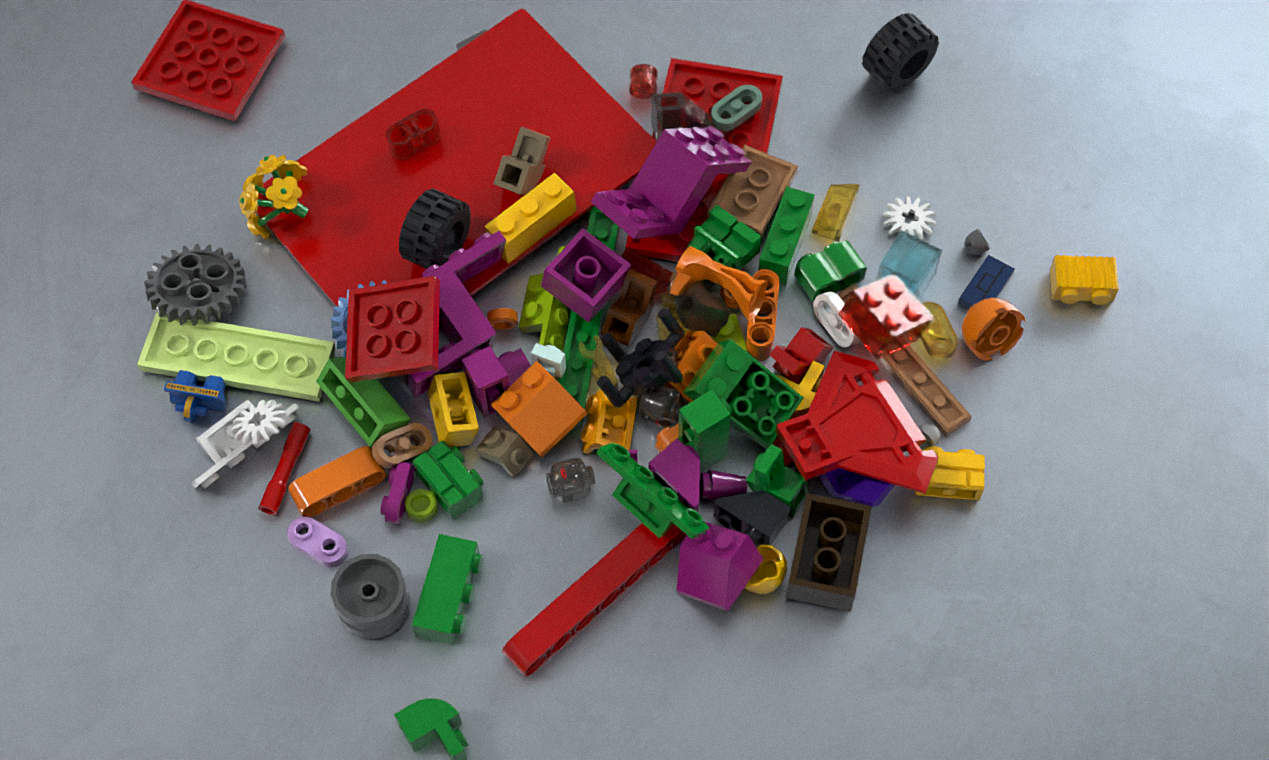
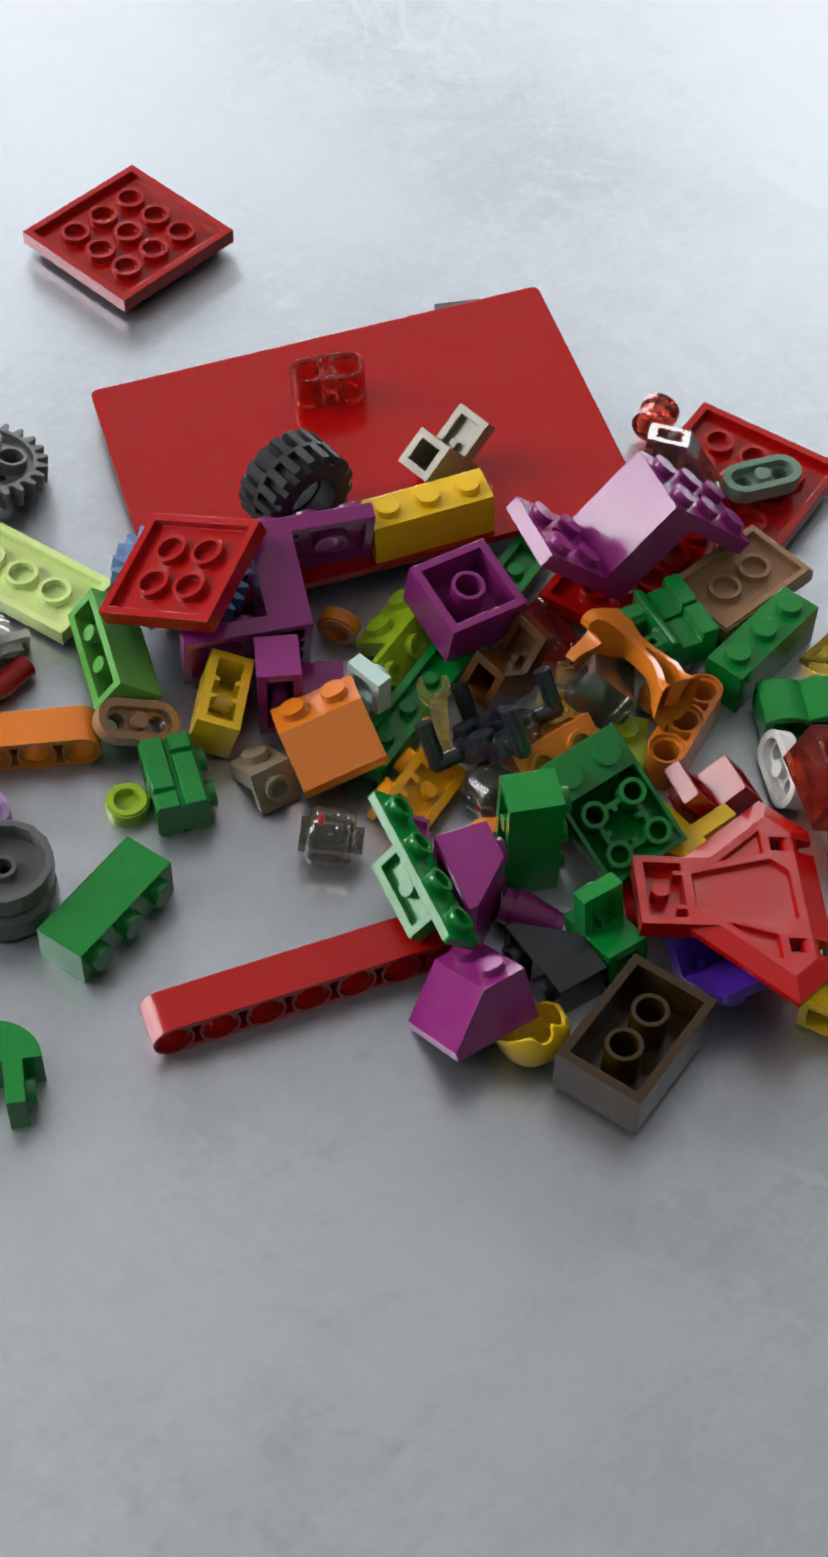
camera: 20 degrees right, 10 degrees down
(282, 194) = (123, 386): yellow plant -> none
(401, 482) = (114, 766): magenta plate -> none

